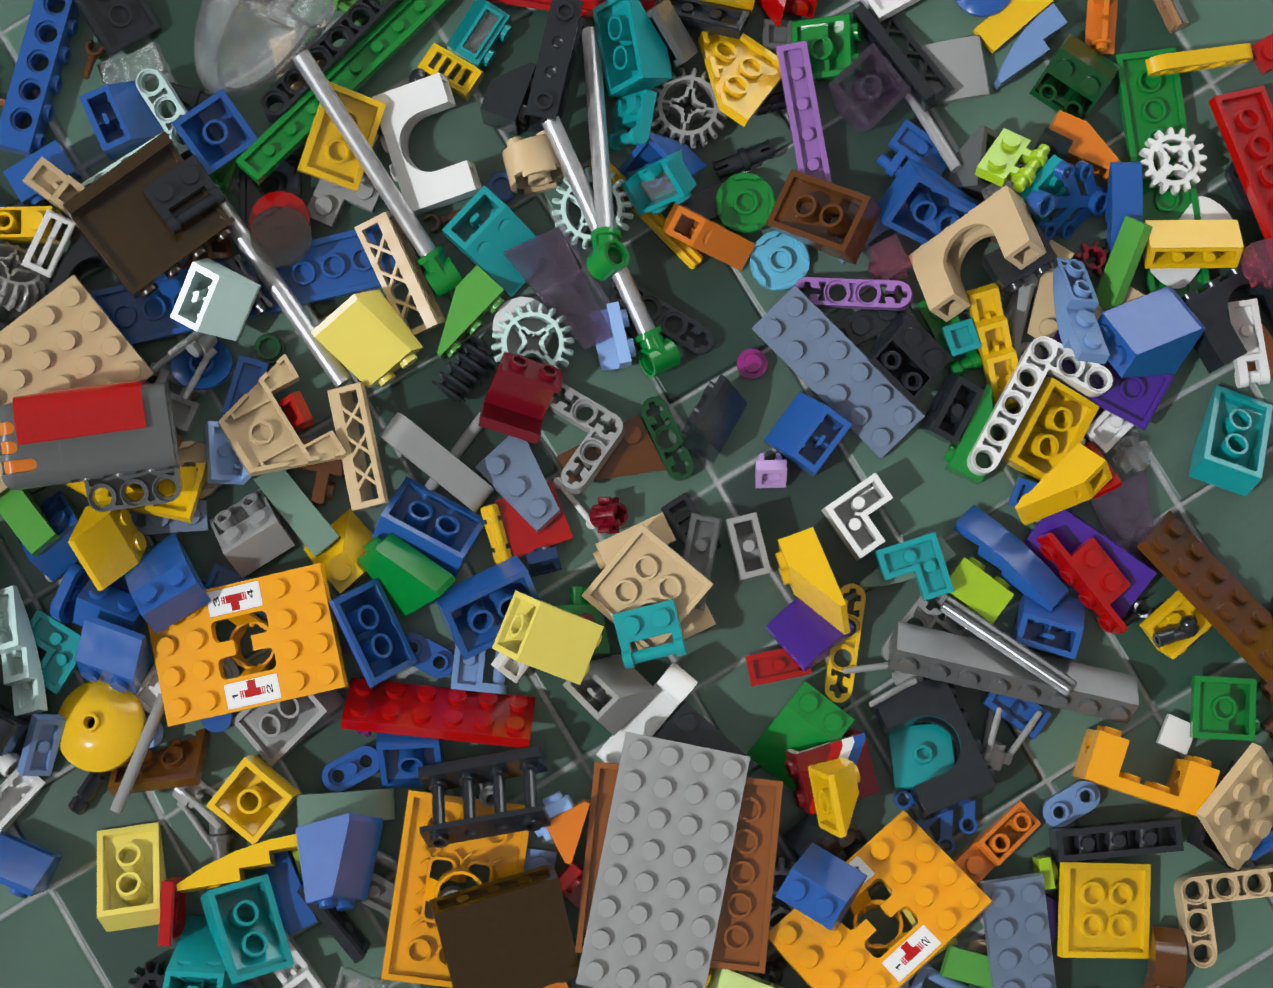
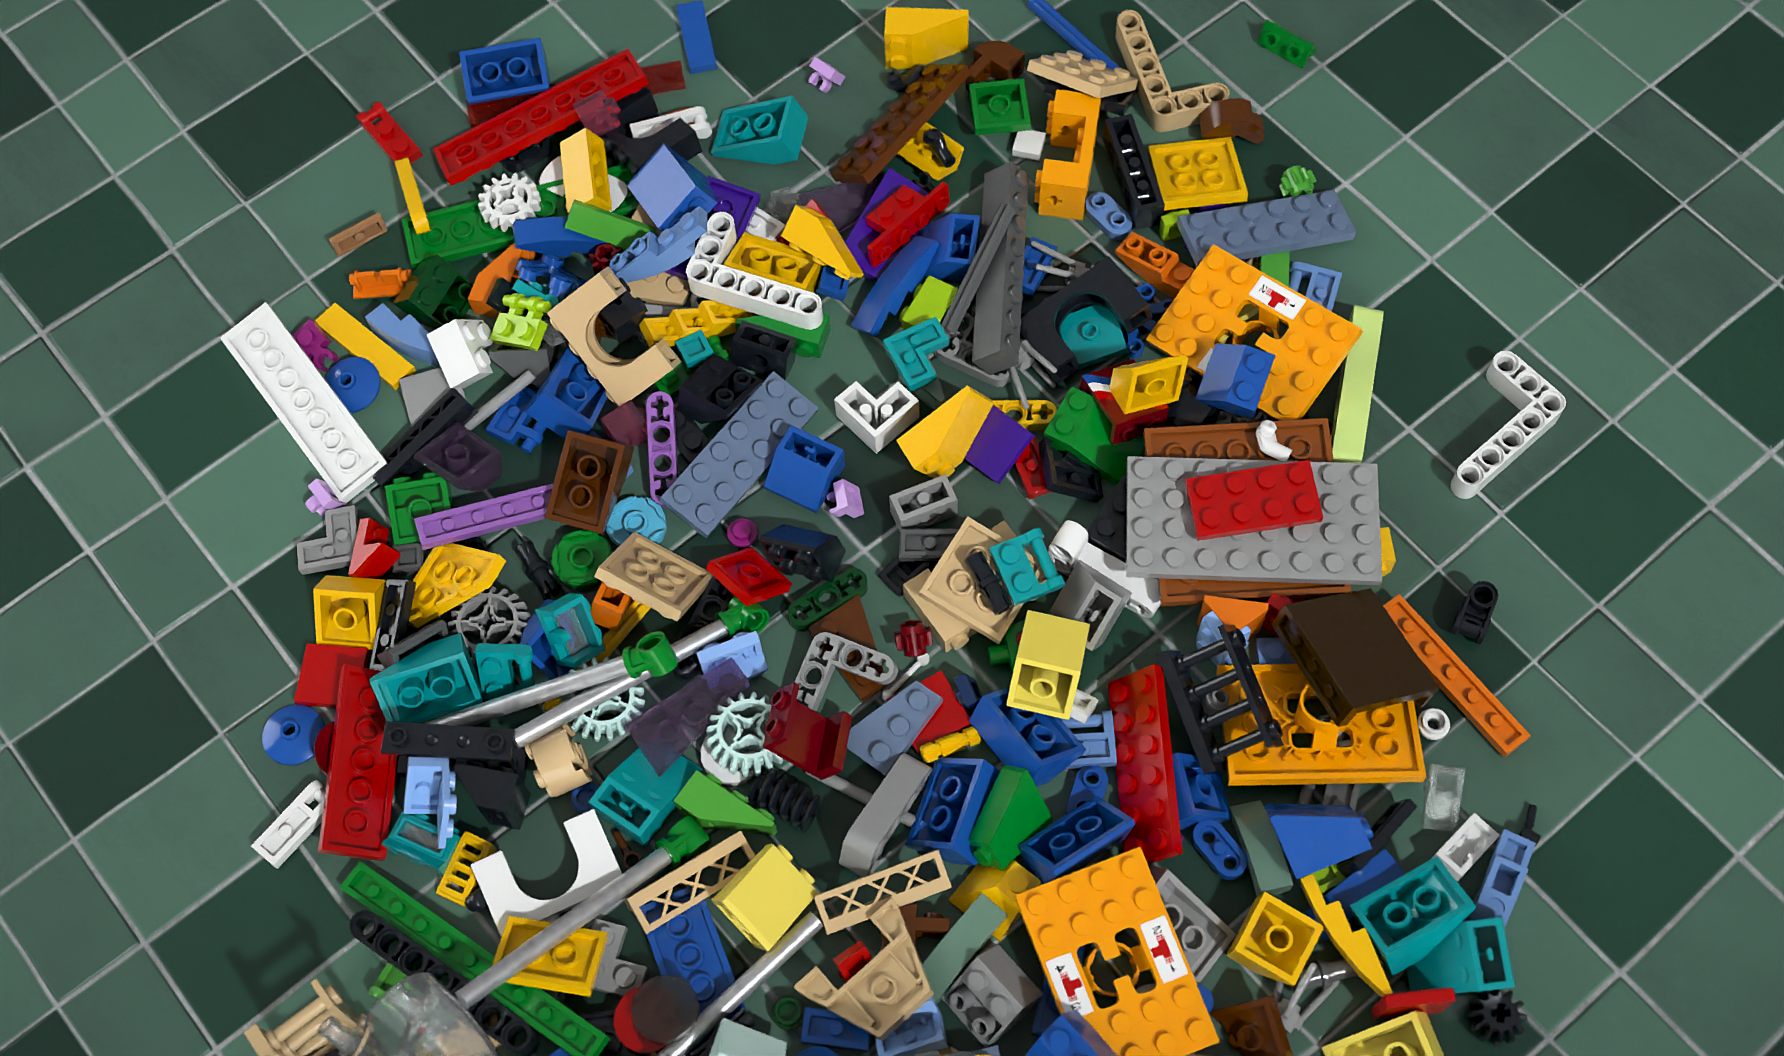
camera: 90 degrees left, 20 degrees down
(522, 41) = (429, 792): none -> light blue bracket
(637, 592) = (988, 583): none -> black pin
(676, 872) = (1253, 500): none -> red plate
(696, 362) = (749, 576): none -> red tile
(705, 269) = (654, 576): none -> tan plate
(743, 904) = (1268, 442): none -> white arm
(759, 699) = (1068, 474): none -> black wing
(990, 97) = (462, 351): none -> white brick

